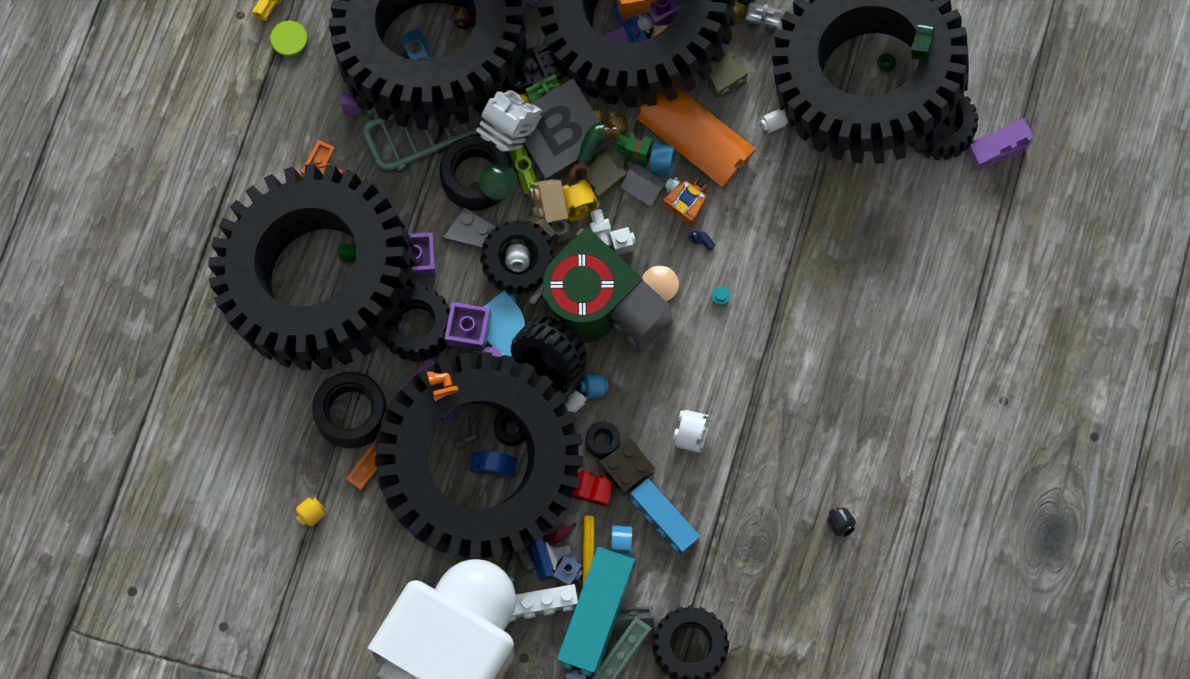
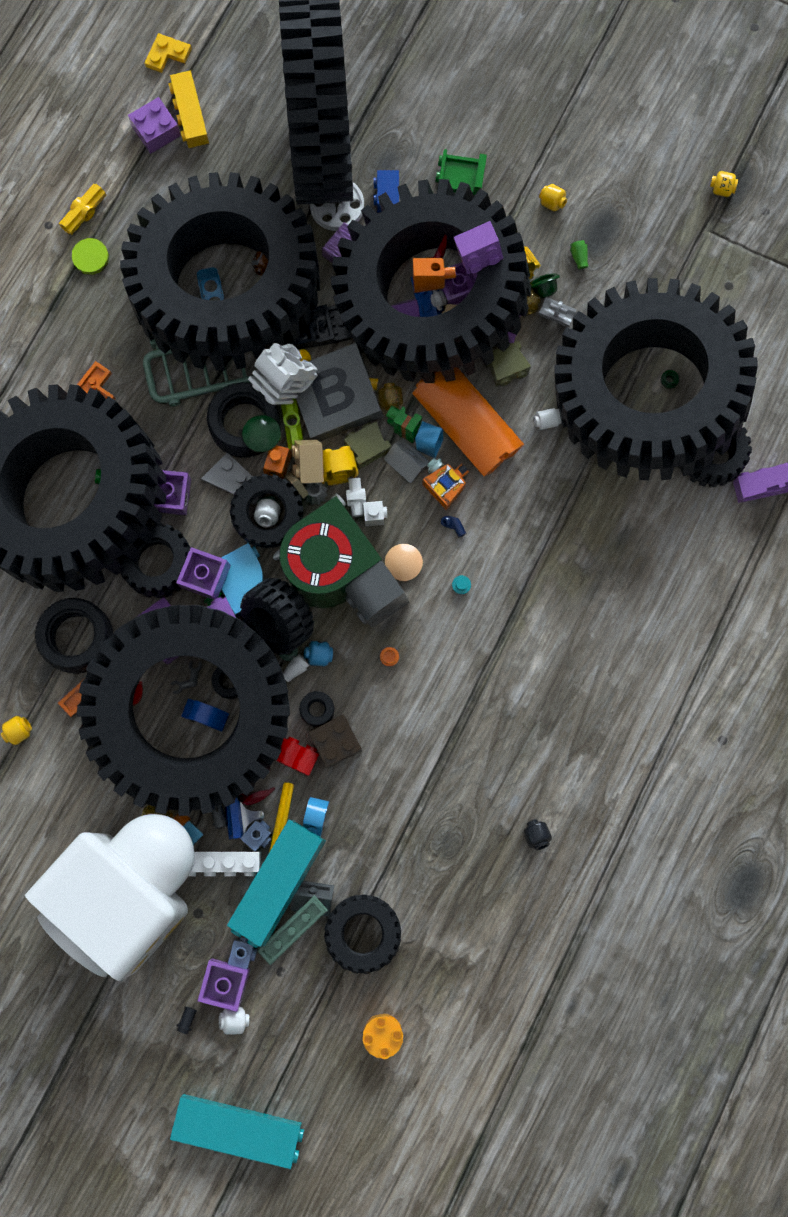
camera: 10 degrees right, 5 degrees up
(350, 105) = (135, 331): medium lavender brick -> none
(436, 378) = (160, 629): orange piece -> none
(517, 205) = (277, 461): none -> orange torso
(542, 88) = (324, 347): bright green hips -> none
(594, 136) = (363, 405): dark green piece -> none
(663, 377) = (389, 656): none -> orange plate
(664, 516) = (363, 797): dark azure brick -> none
(692, 431) = (405, 717): white brick -> none
(922, 42) = (711, 365): dark green leg -> none

